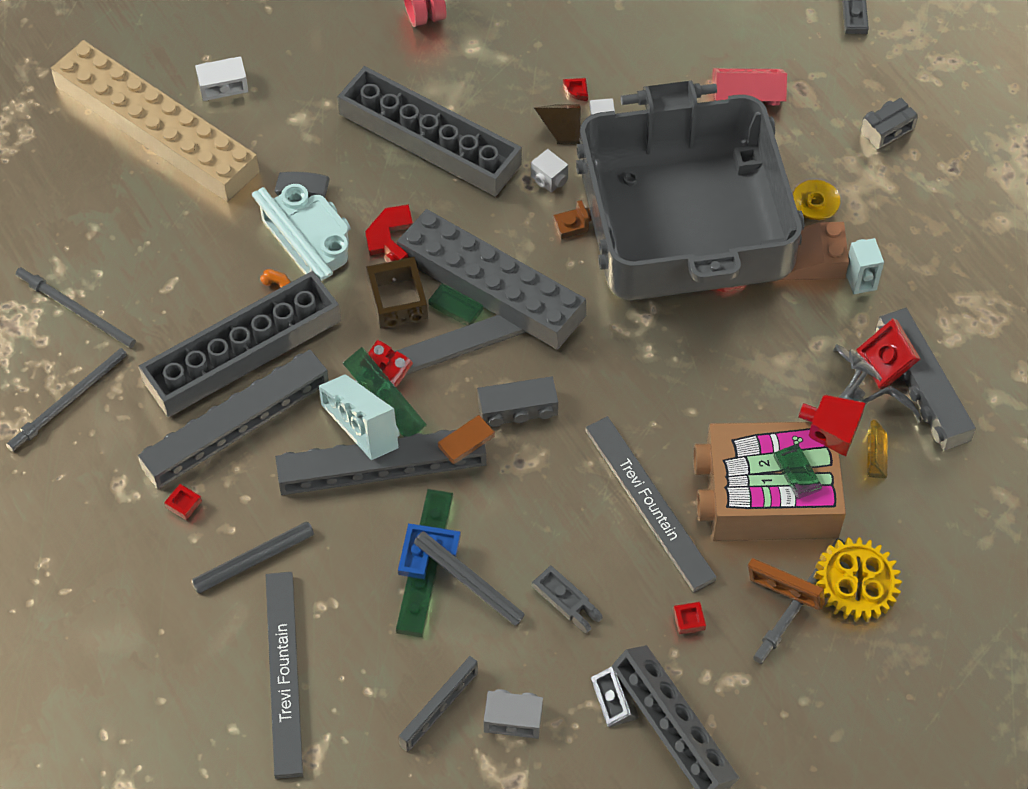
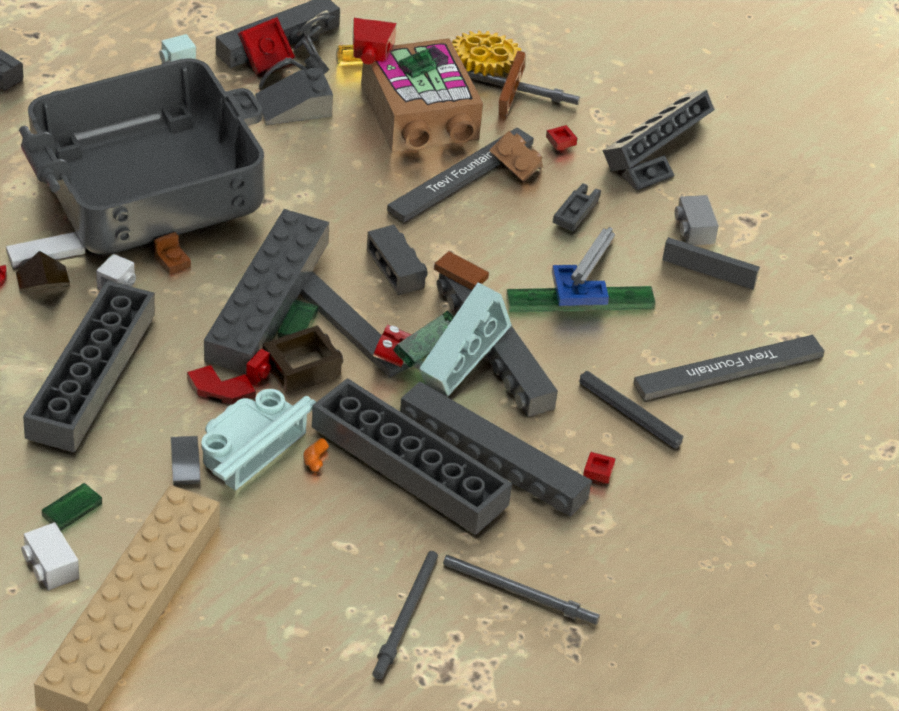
camera: 110 degrees left, 15 degrees down
(278, 104) = (72, 506): none -> clear green tile
(657, 557) = (516, 156): none -> medium nougat bracket
(799, 372) = (297, 98): none -> dark grey slope

